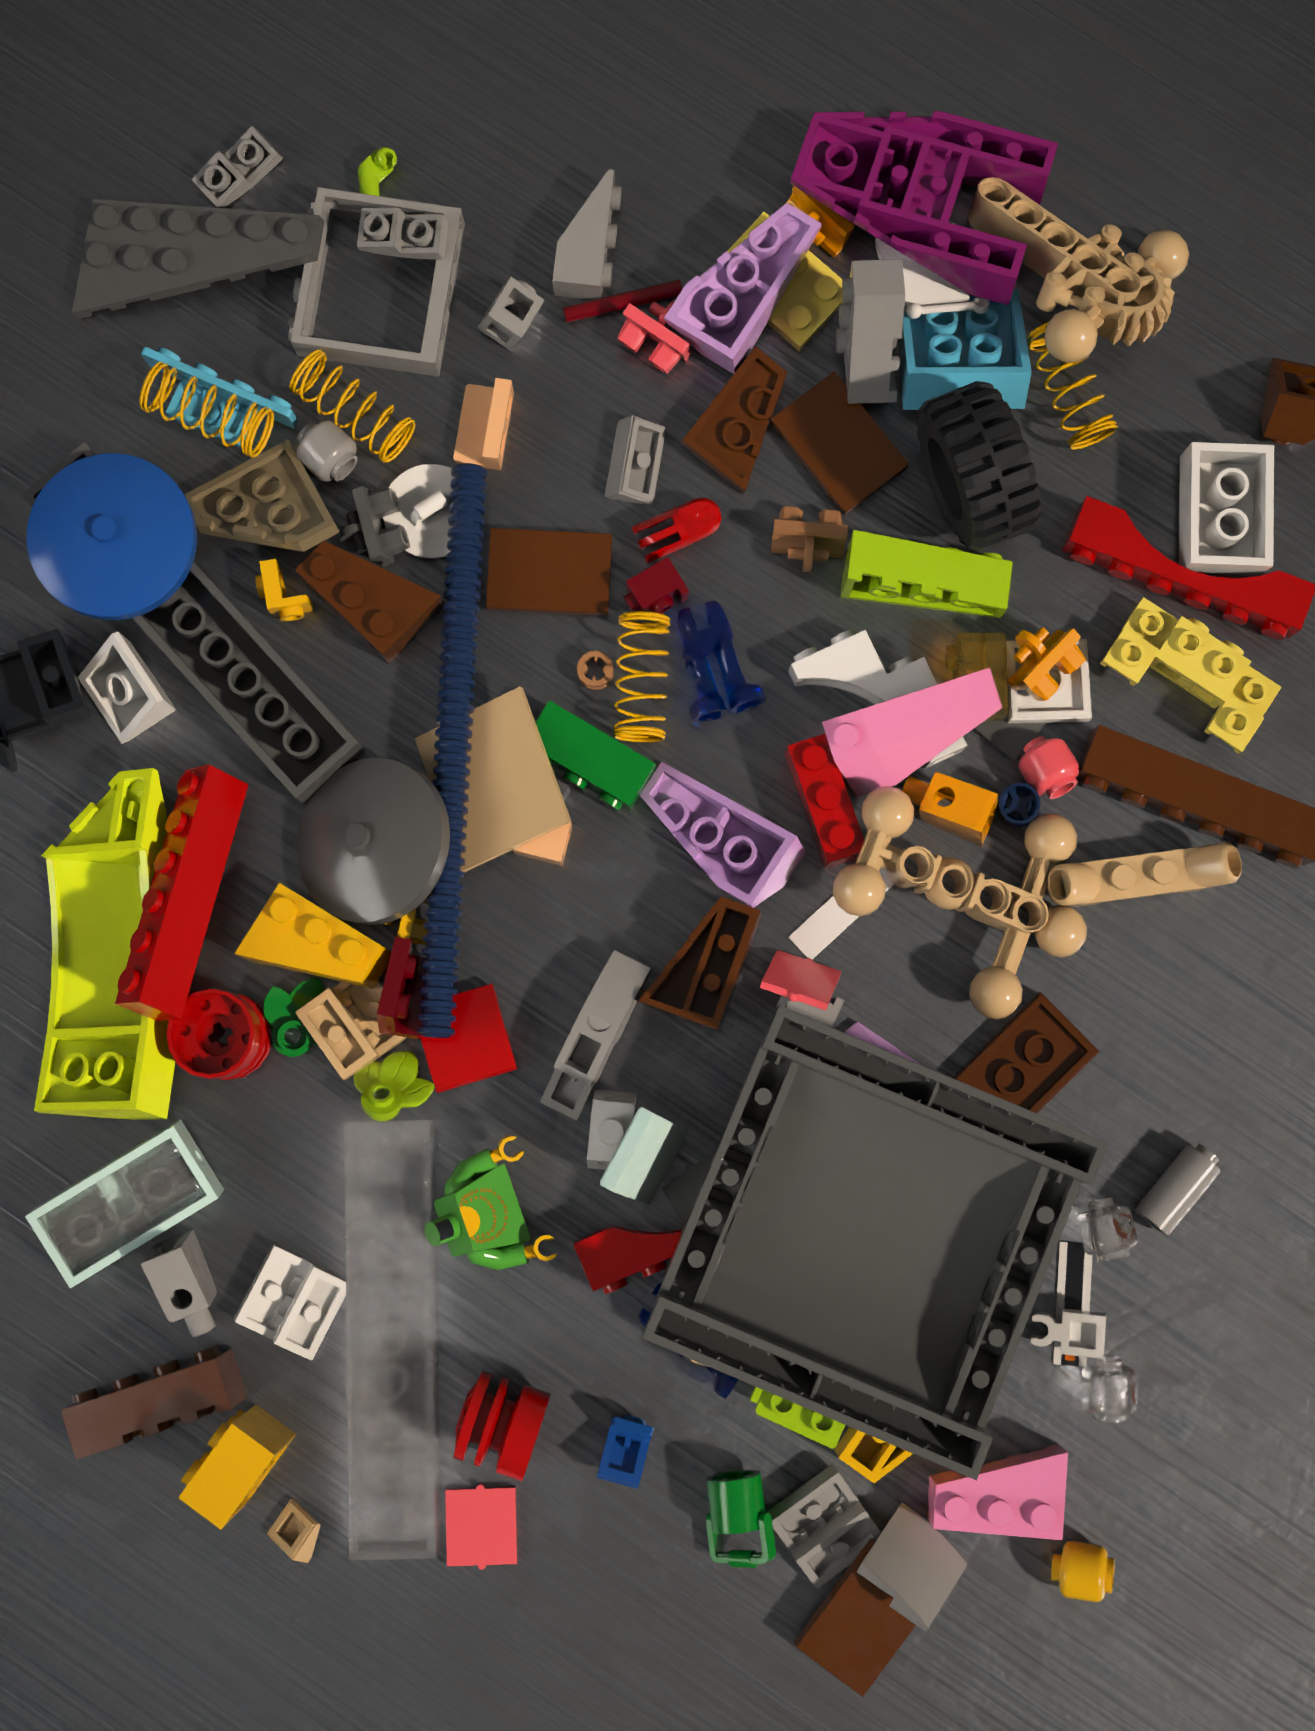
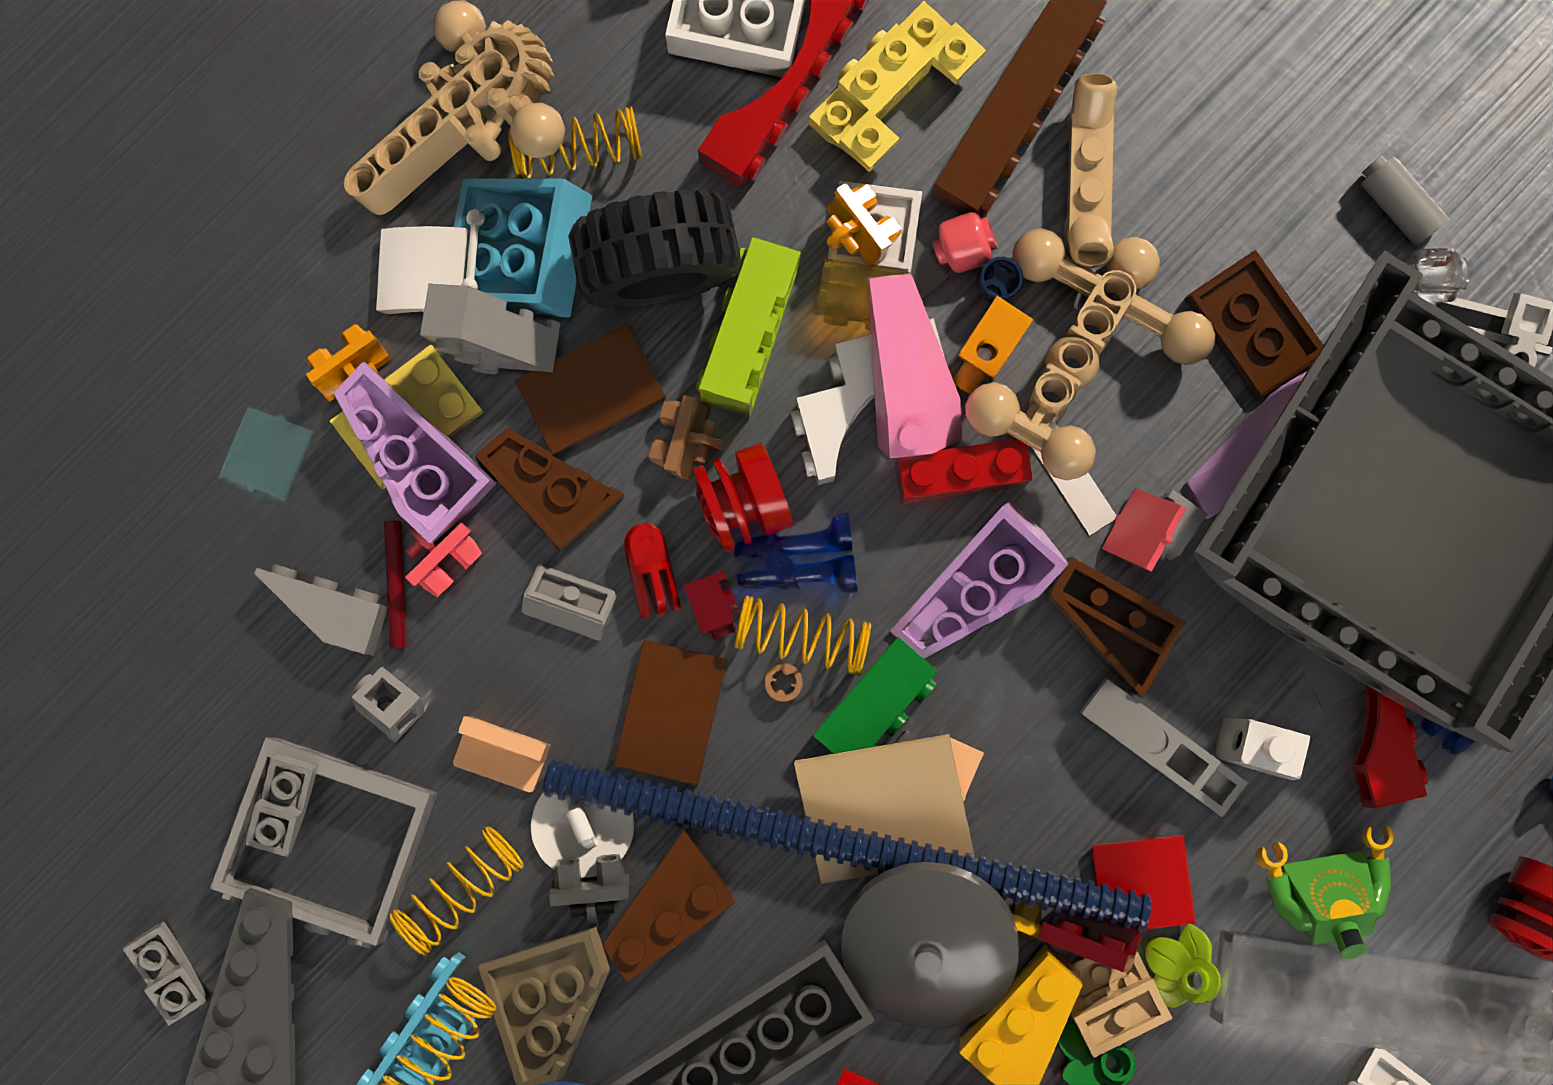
camera: 80 degrees left, 0 degrees up
(271, 586) = (636, 1009): yellow bracket -> none
(326, 451) = (500, 926): light grey head -> none
(375, 170) = (199, 823): lime arm -> none
(643, 1156) = (1305, 721): light aqua tile -> none
(723, 163) = (266, 453): none -> clear light blue piece
(757, 589) = (743, 497): none -> red wheel
(903, 181) = (332, 272): magenta wedge -> none

